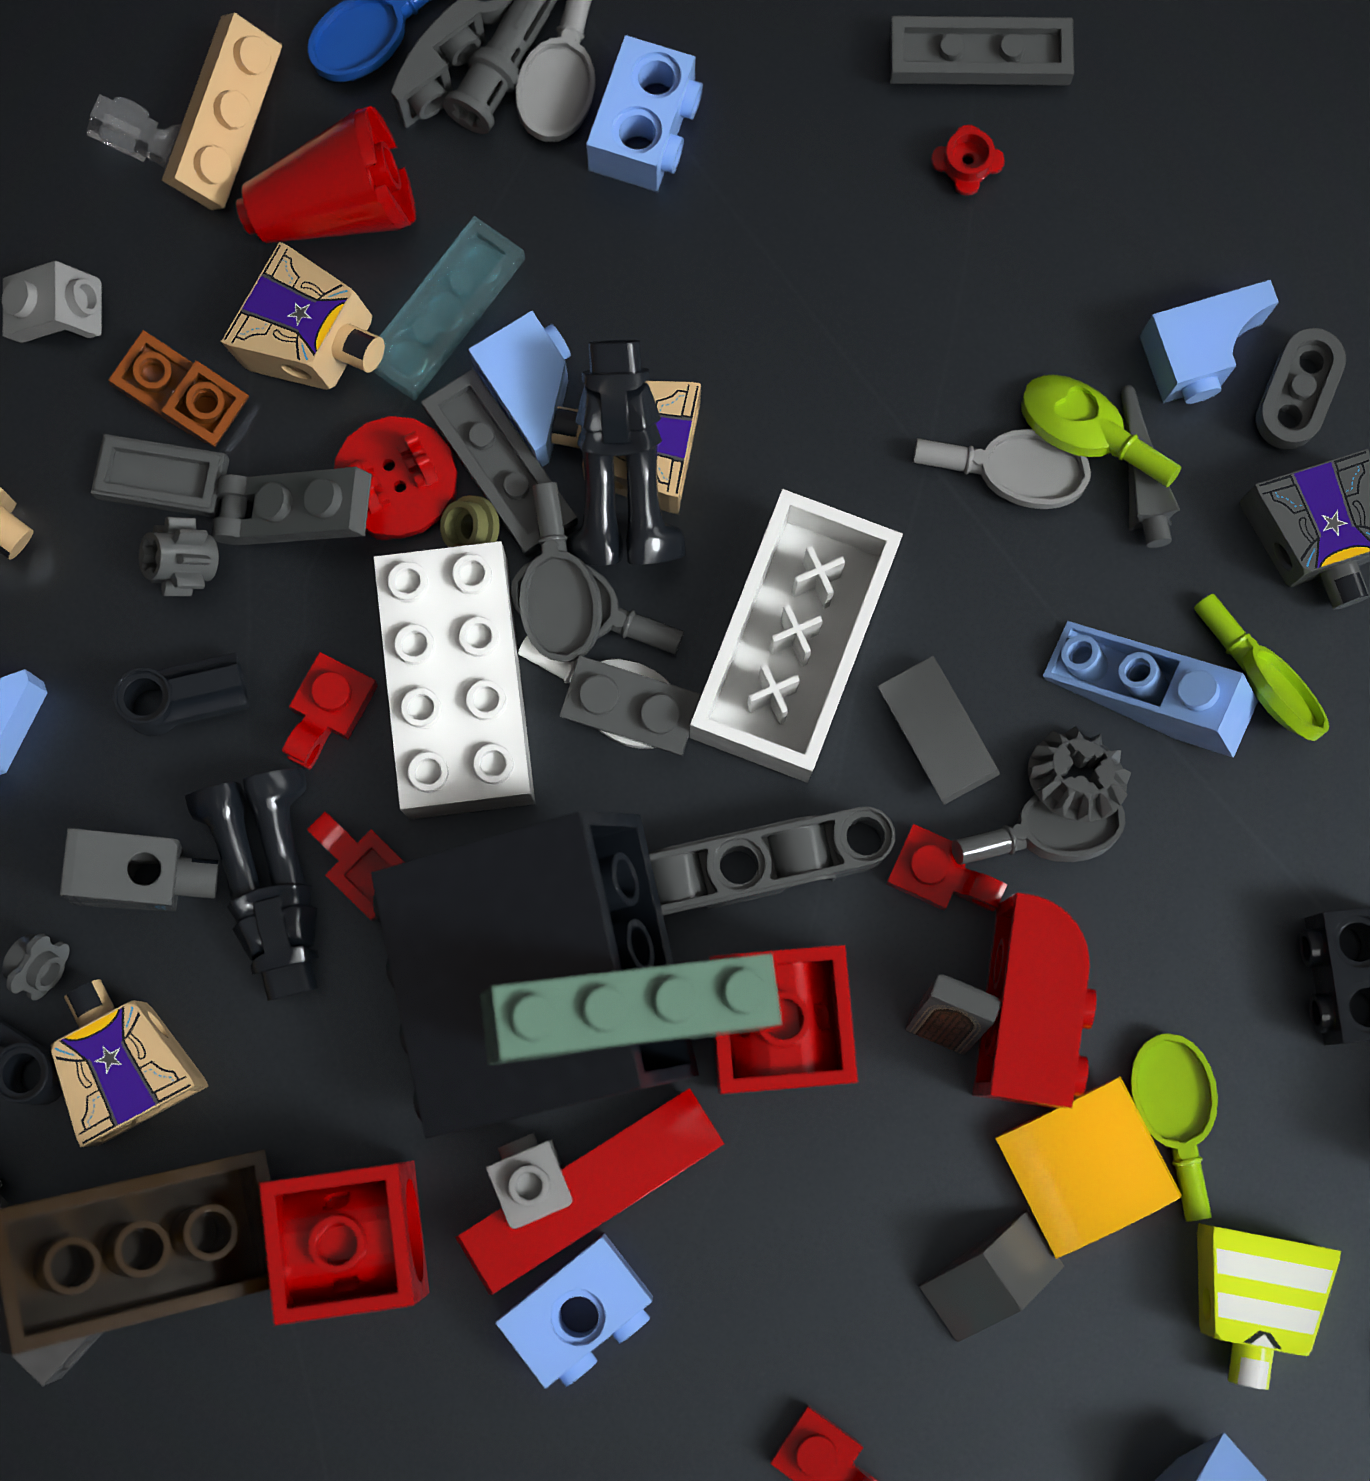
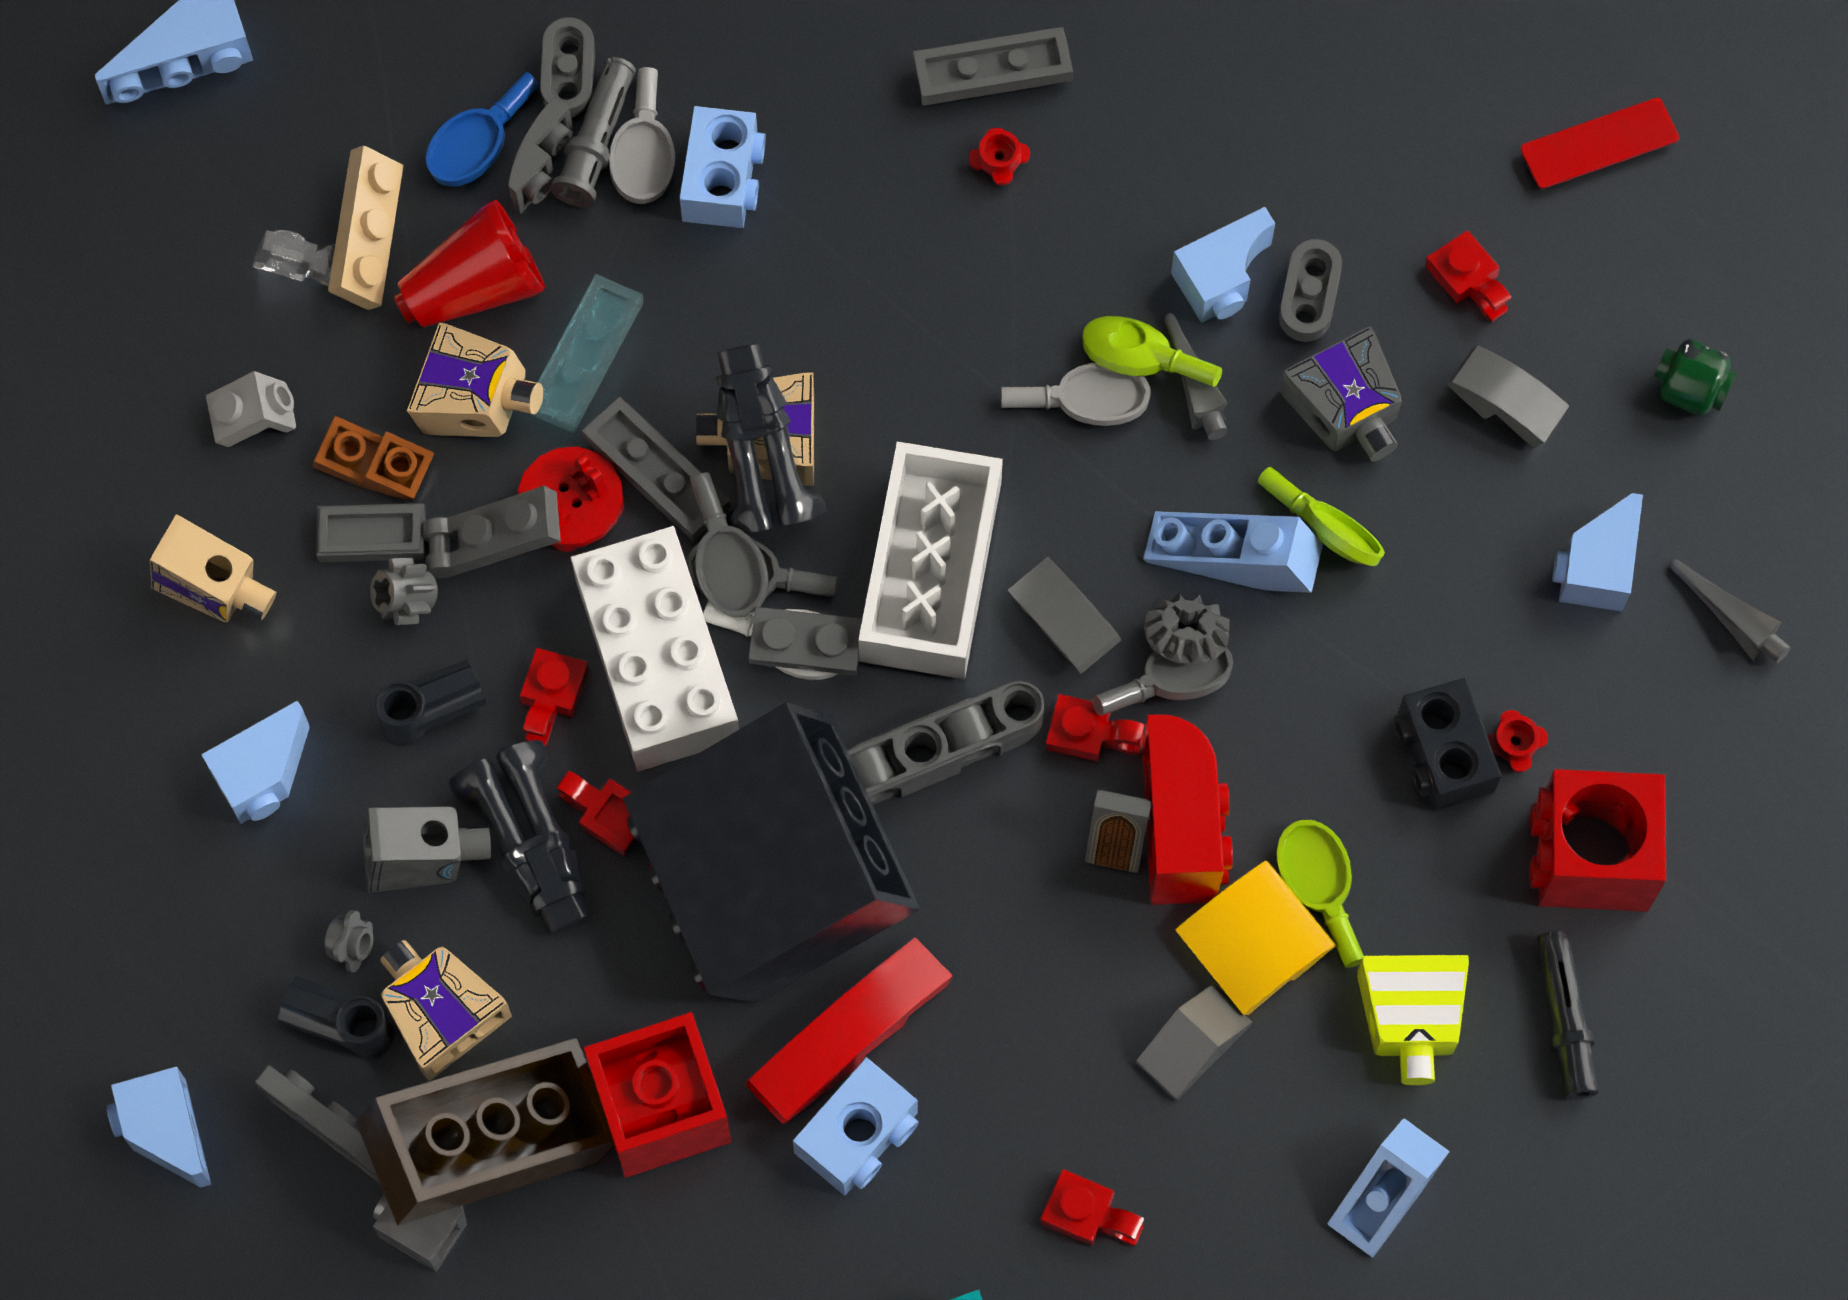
camera: 10 degrees left, 10 degrees down
(469, 522) = (633, 515): olive plate -> none
(526, 377) = (666, 394): light blue slope -> none
(529, 1180) = (797, 1026): light grey bracket -> none
(629, 1008) = (806, 852): sand green arch -> none
(815, 1034) = (978, 859): red brick -> none

